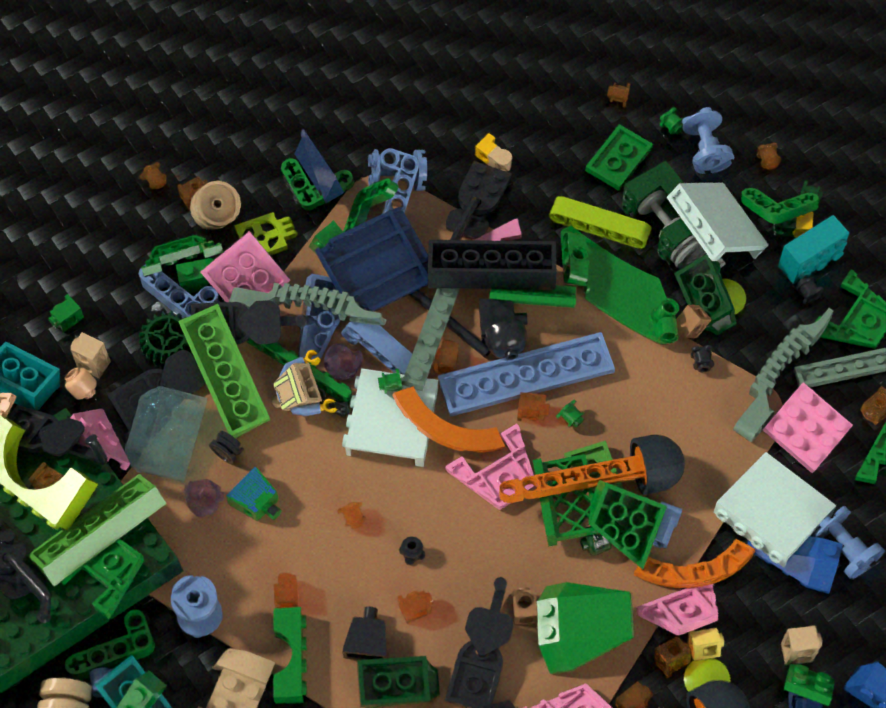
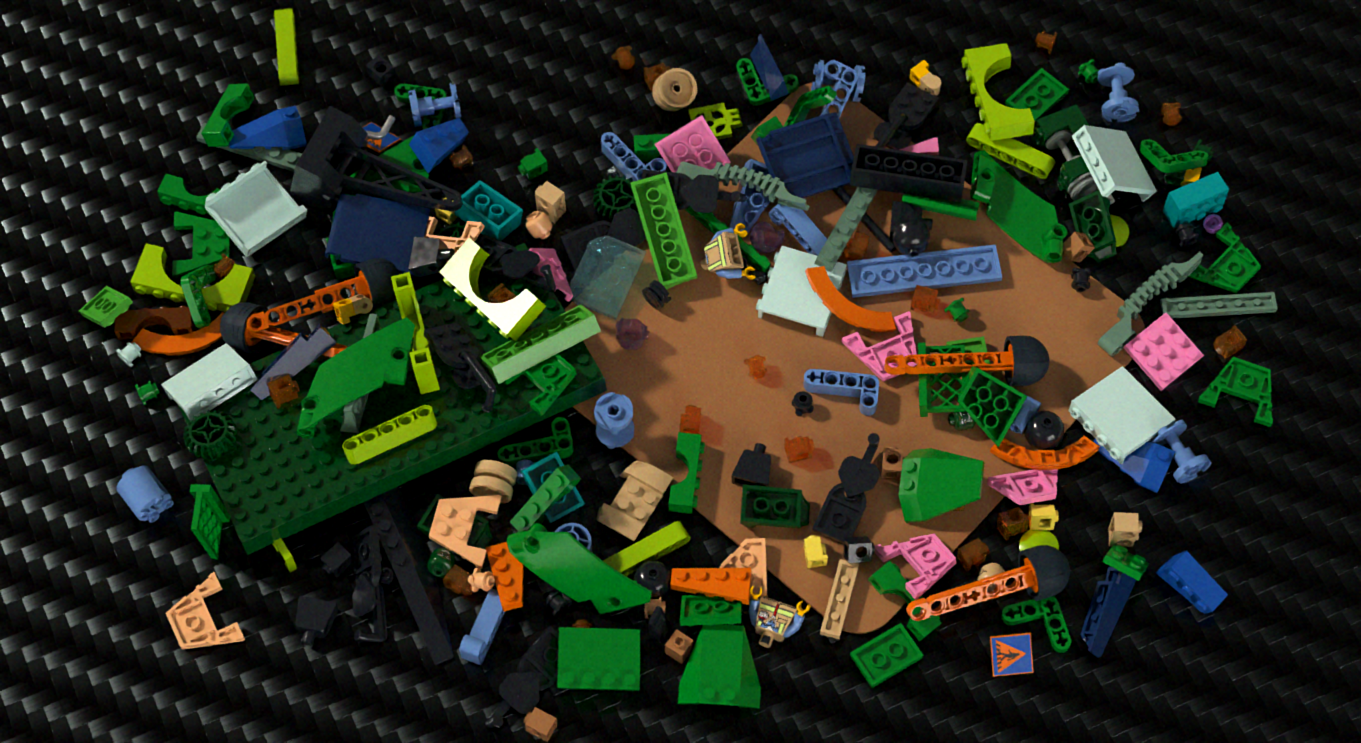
camera: 10 degrees right, 0 degrees up
(175, 250) = (643, 122): green wing -> none
(254, 496) = (674, 339): green torso -> none
(390, 382) = (805, 260): green brick -> none
(453, 526) = (842, 389): none -> medium blue beam
(582, 189) = (999, 120): none -> lime arch
(691, 540) = (1044, 430): none -> black cylinder
(835, 272) = (1213, 223): none -> medium lavender tile

